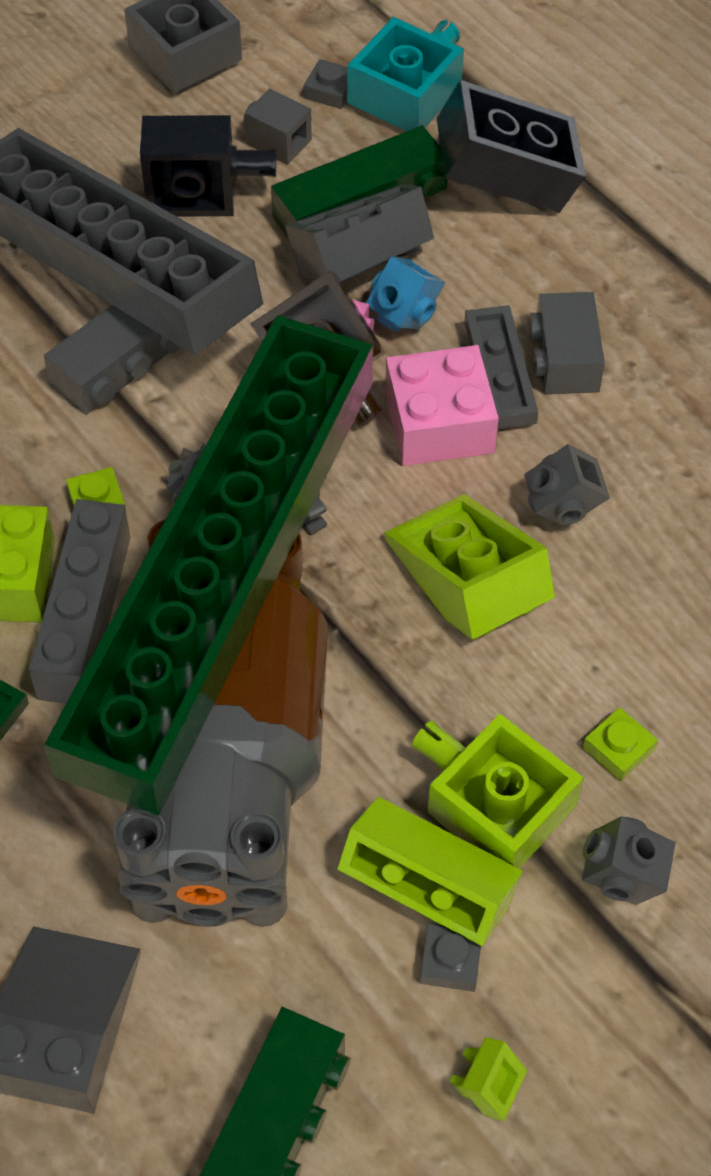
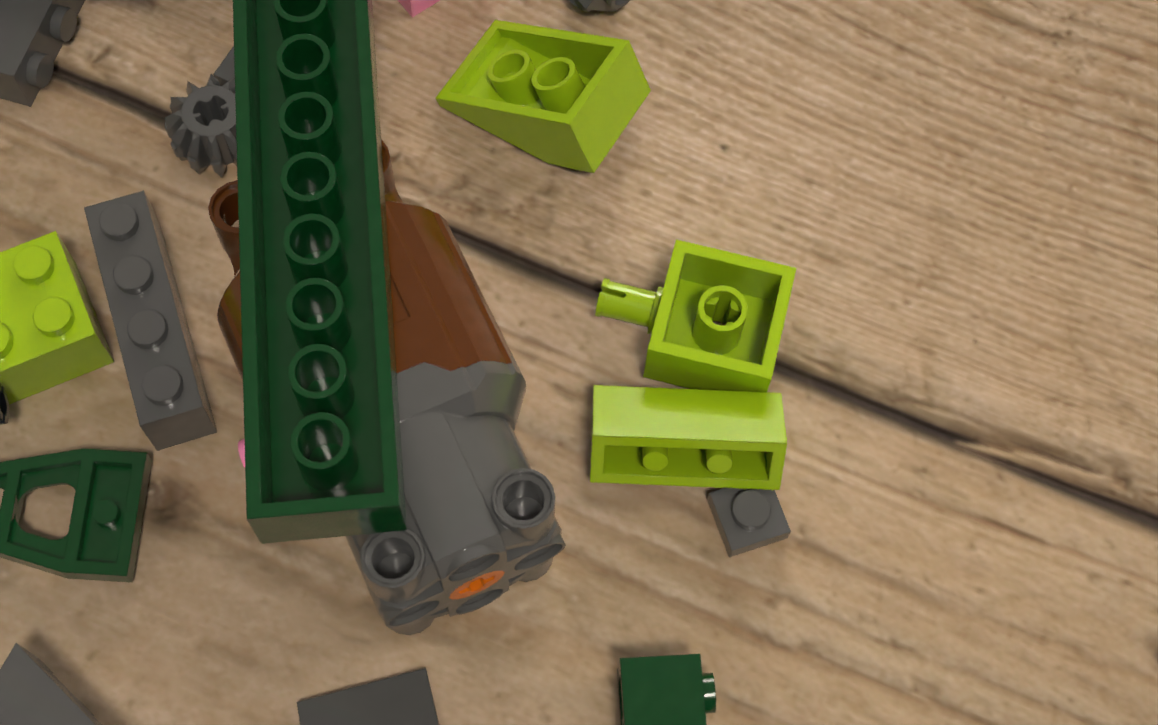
camera: 30 degrees left, 10 degrees up
(96, 486) = (91, 184): lime plate -> none
(492, 1078) = (862, 620): lime tile -> none
(620, 744) = (793, 214): lime plate -> none
(628, 860) = (874, 331): dark grey brick -> none

